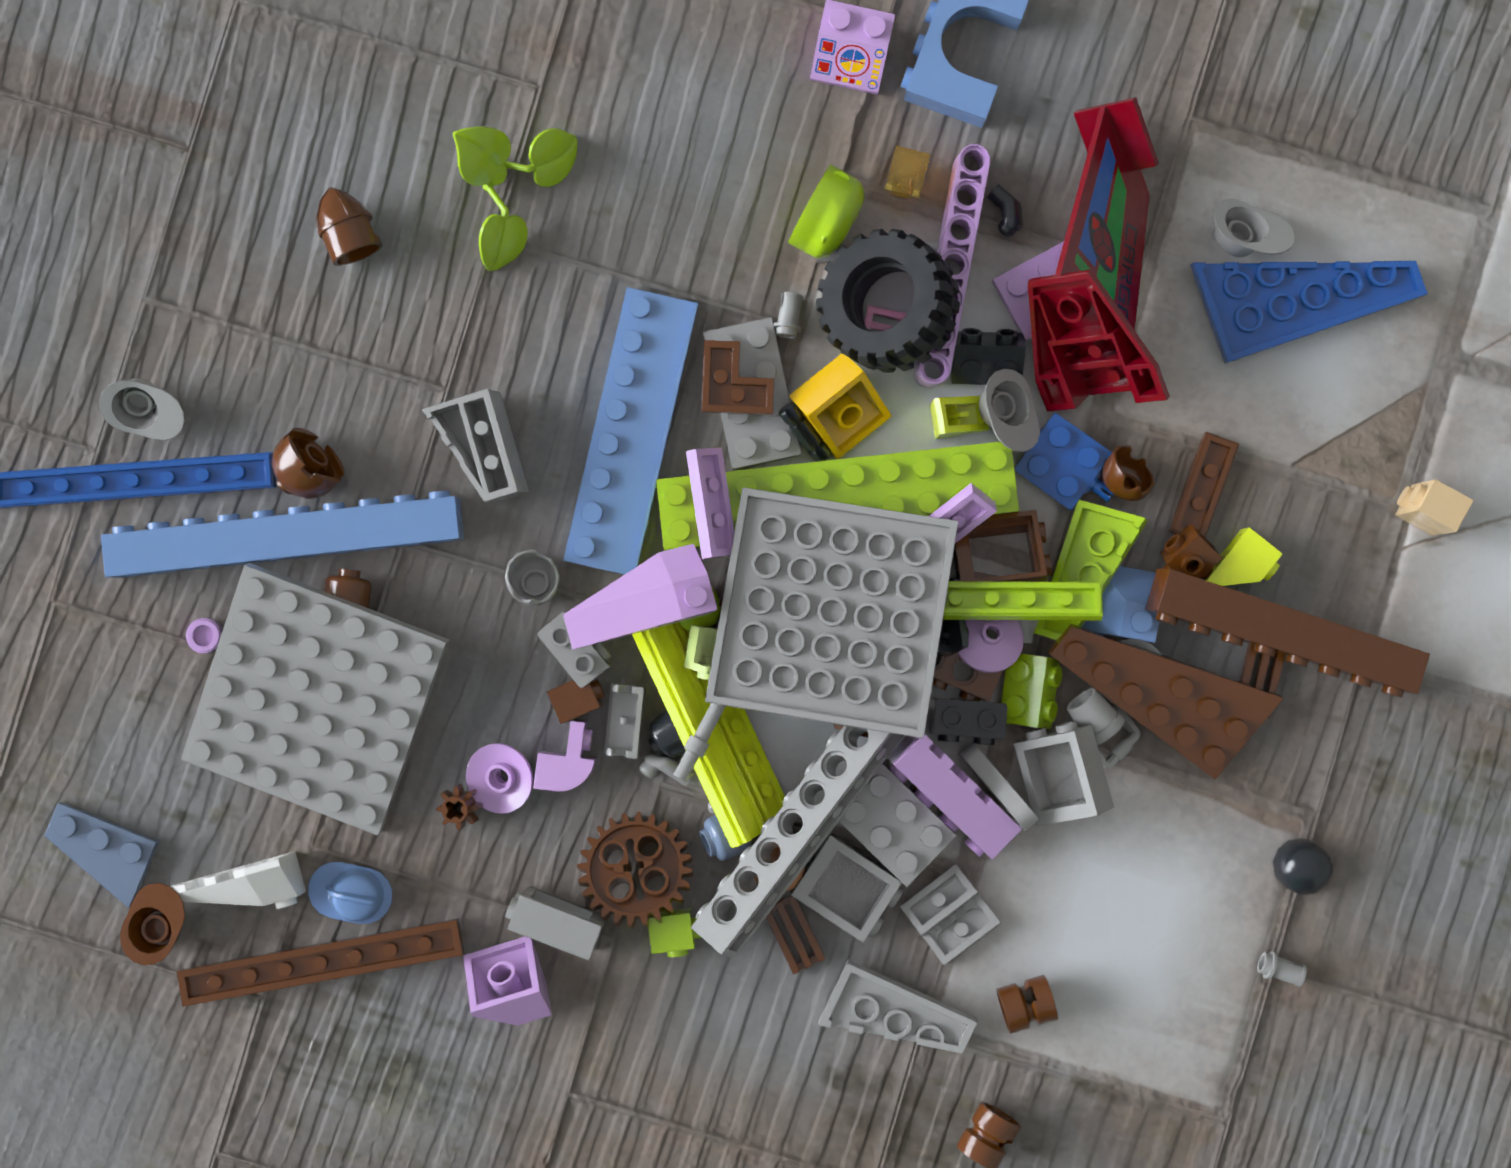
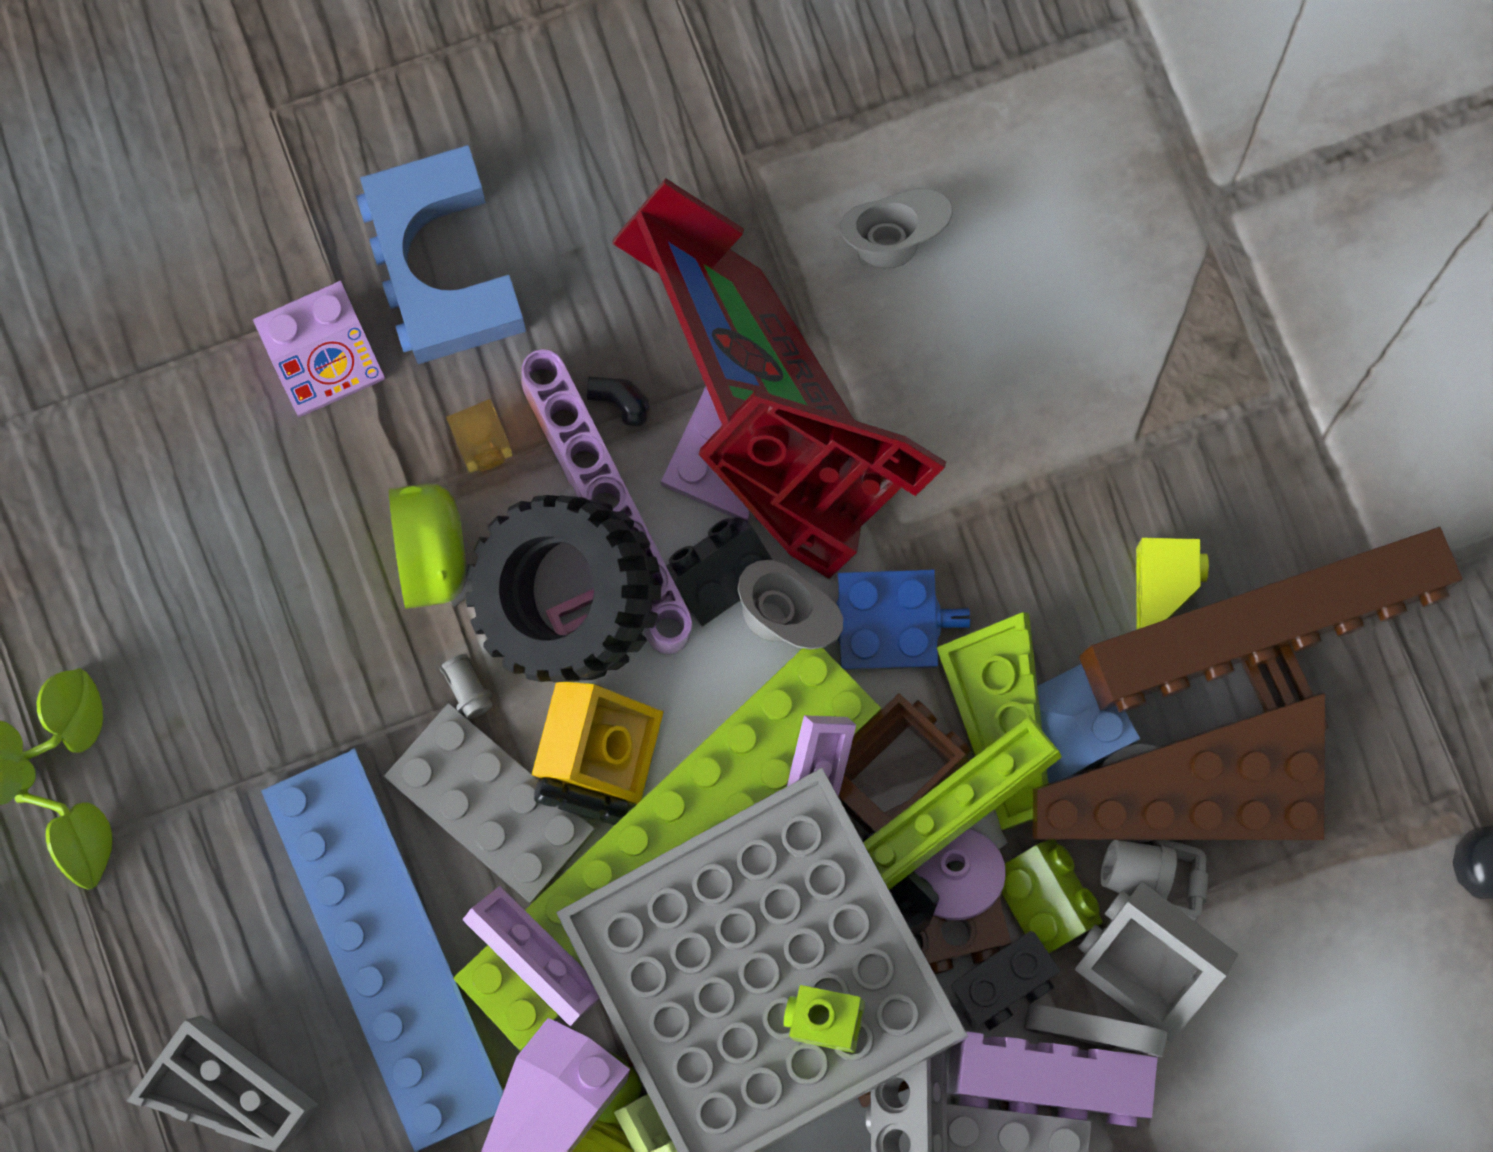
camera: 40 degrees left, 10 degrees down
(724, 389) = (455, 820): reddish brown plate -> none
(849, 666) = (825, 1018): none -> lime brick
(956, 416) = (734, 658): neon yellow slope -> none
(1126, 475) = (968, 582): reddish brown hair -> none
(1190, 553) = (1102, 613): reddish brown brick -> none
(1204, 484) = (1061, 533): reddish brown tile -> none
(1281, 302) = (990, 274): blue wing -> none
(1433, 507) = (1318, 370): tan brick -> none

